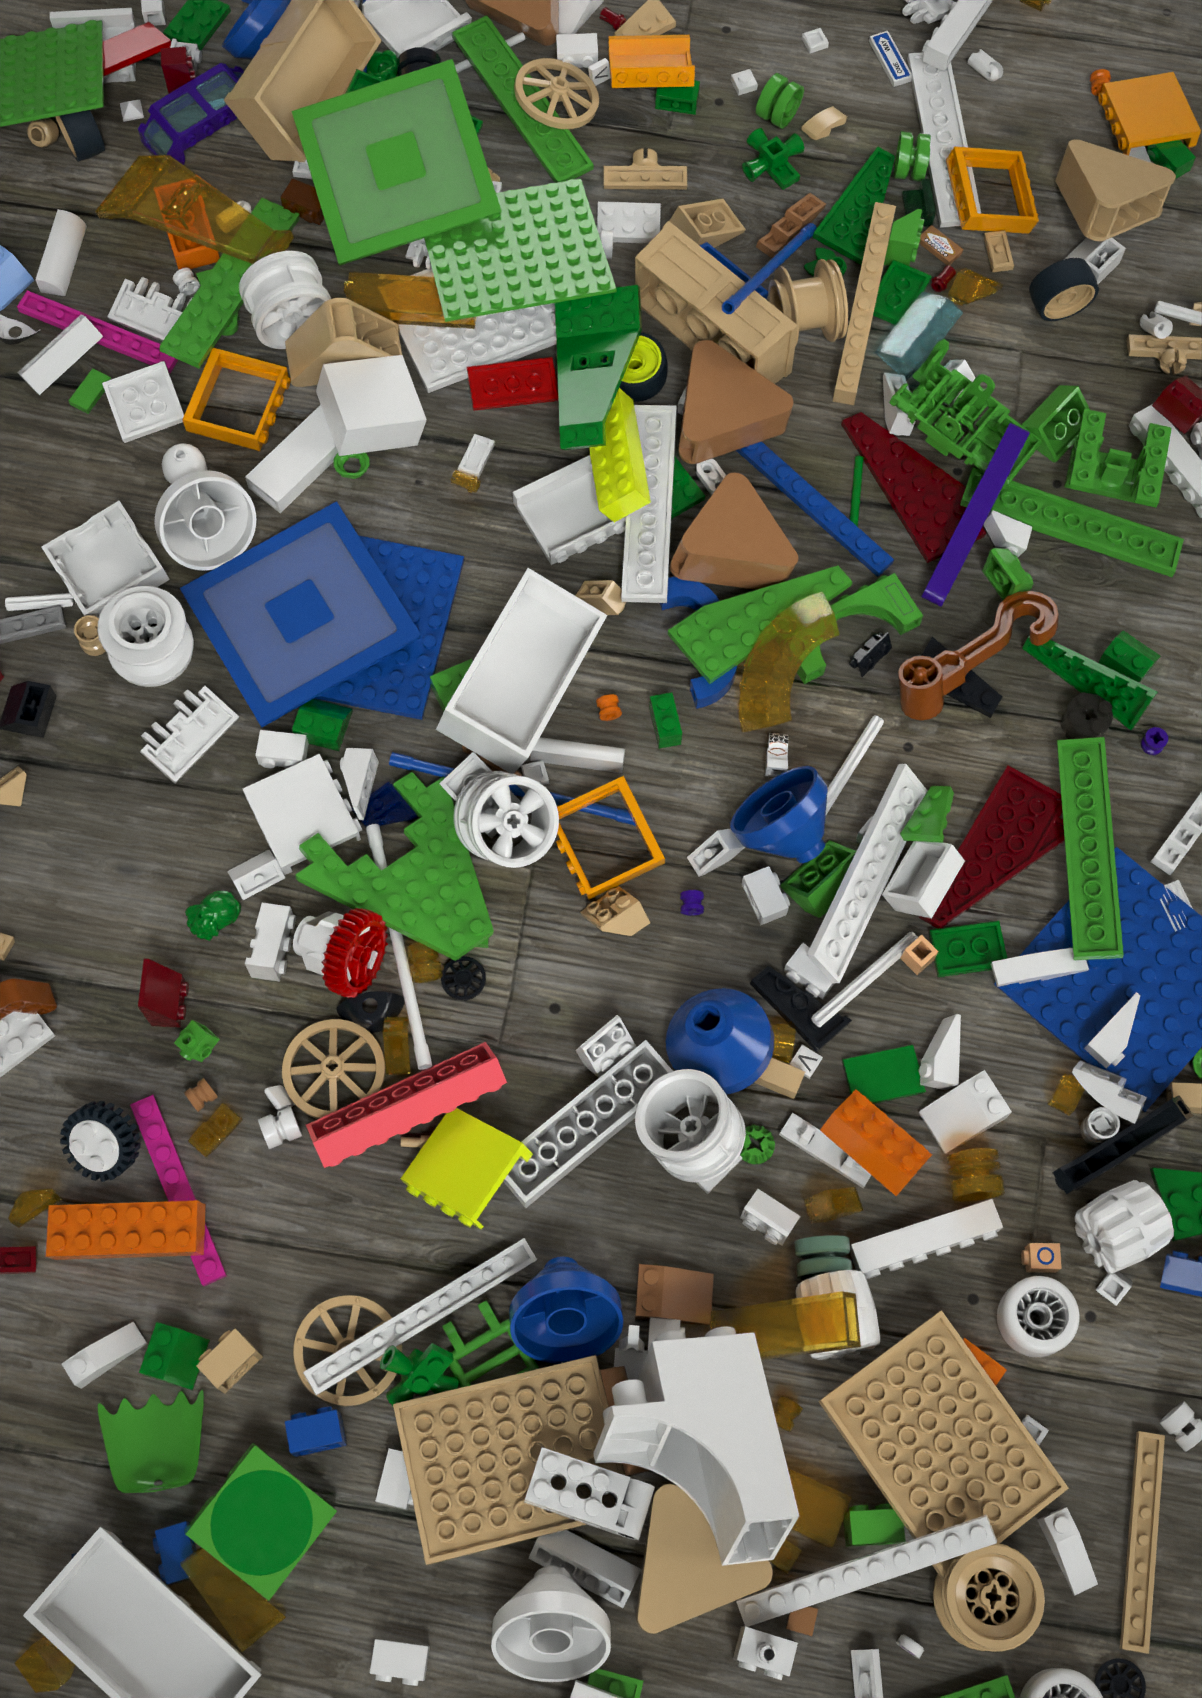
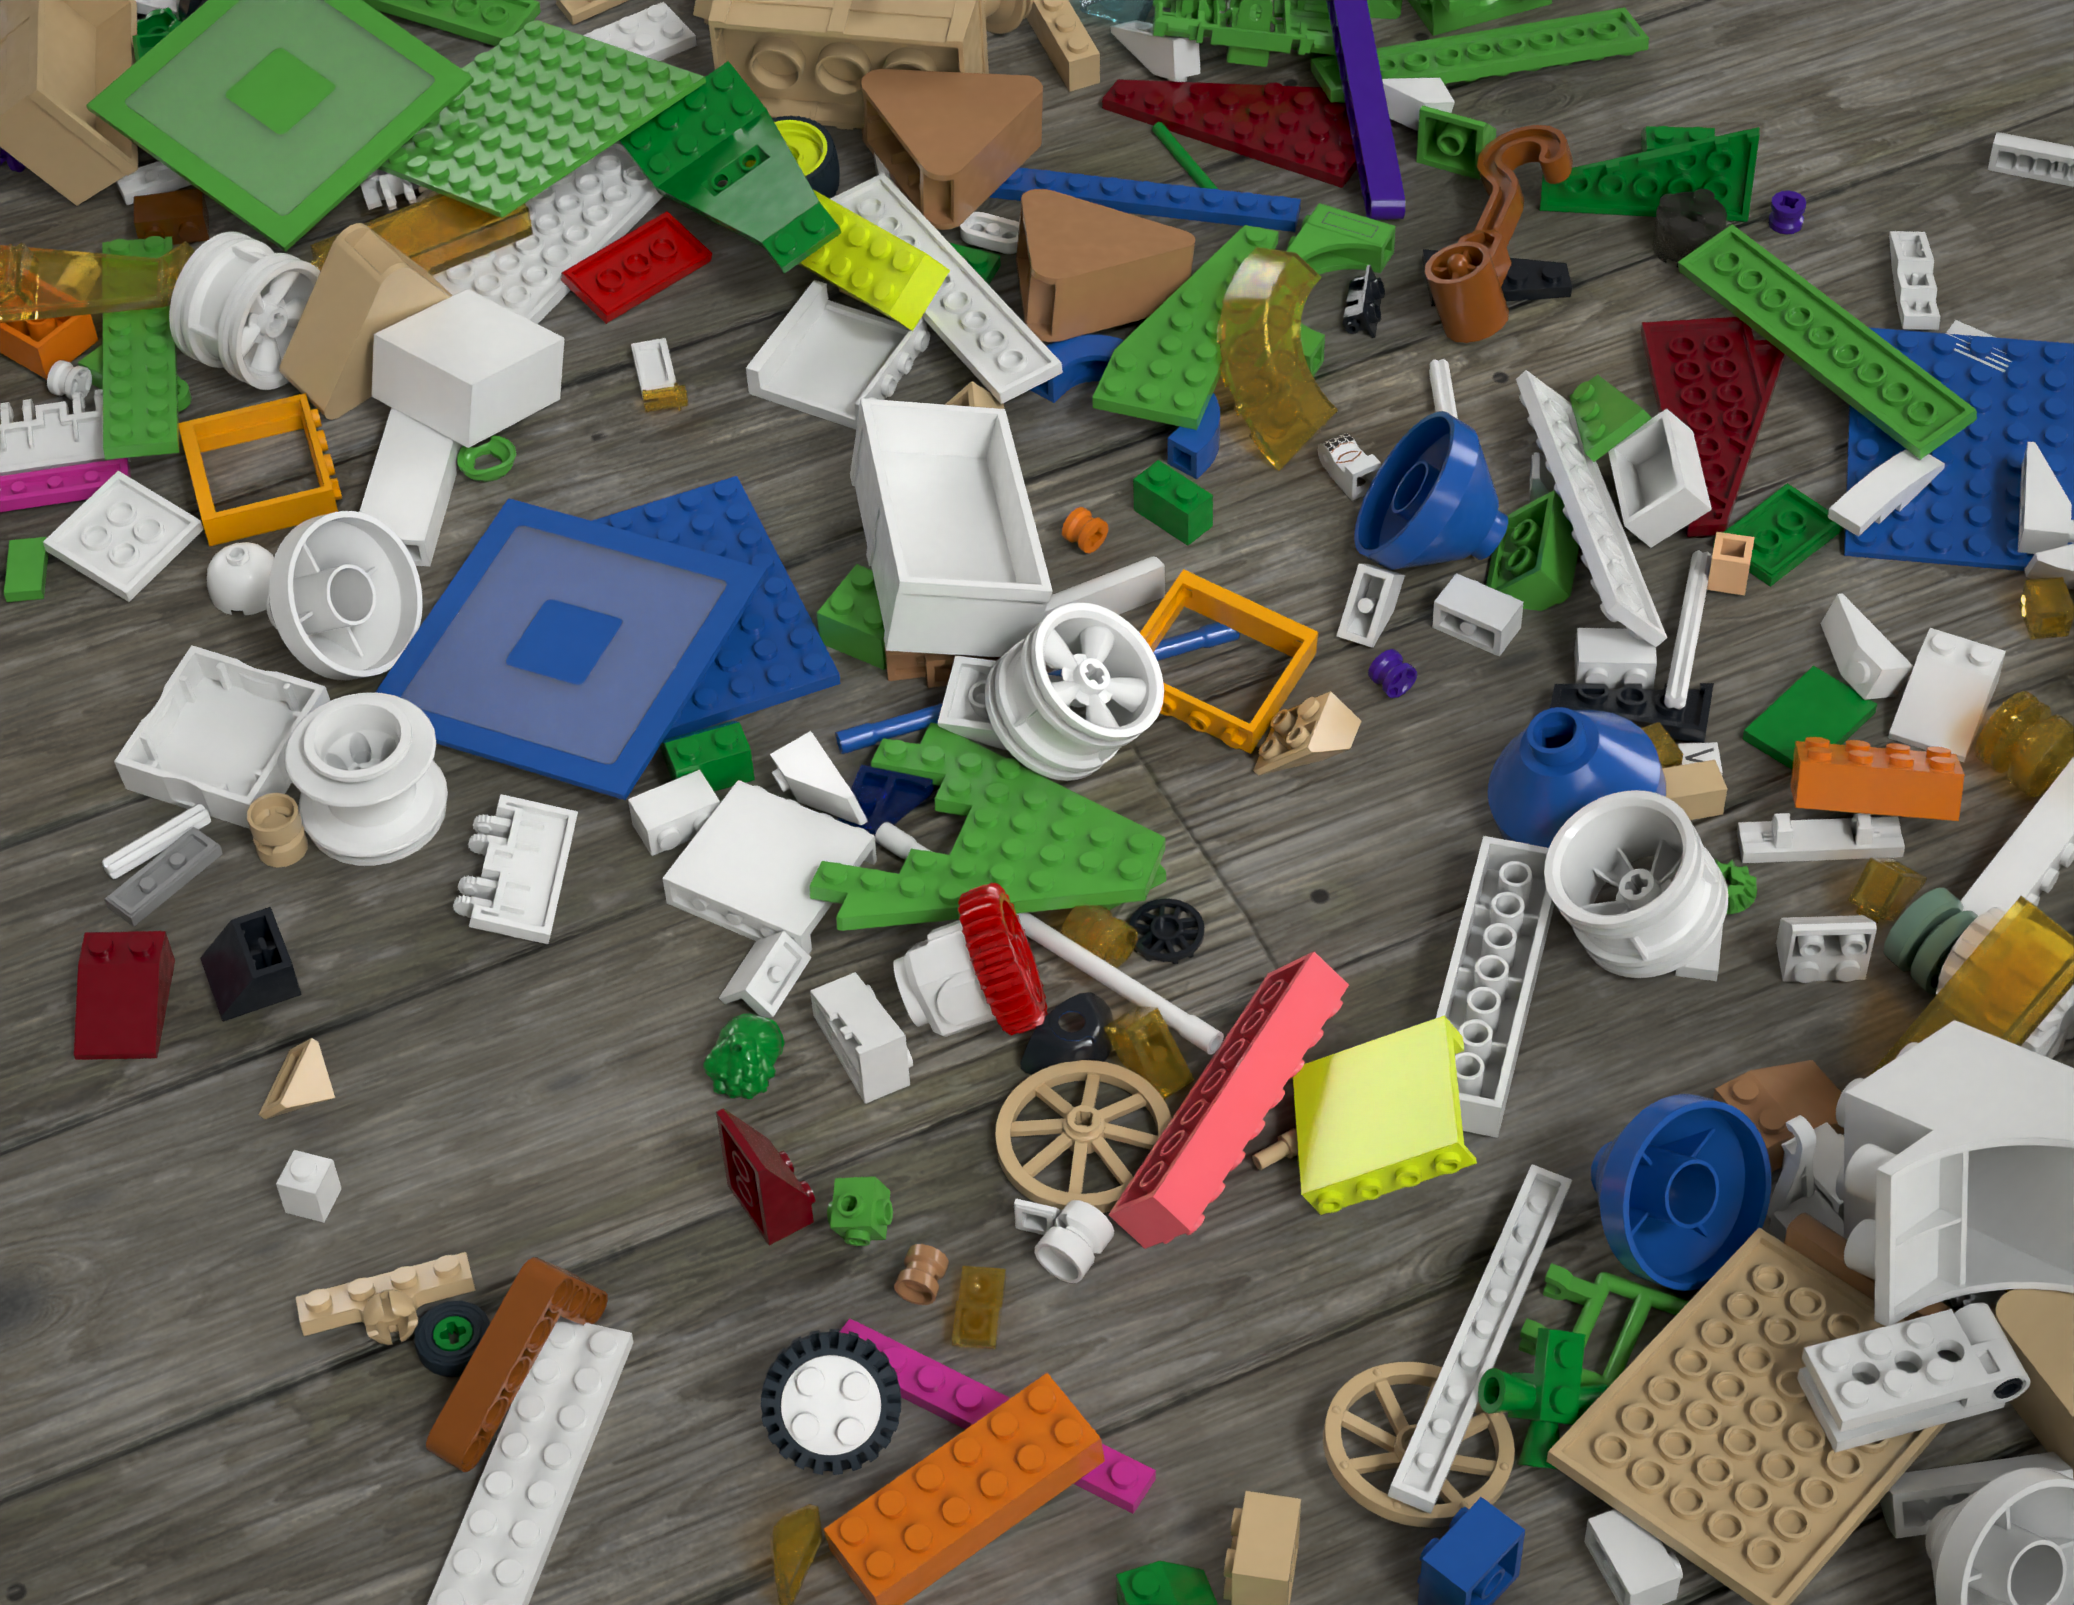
camera: 30 degrees left, 20 degrees down
(606, 1047) = (1436, 880): white slope -> none

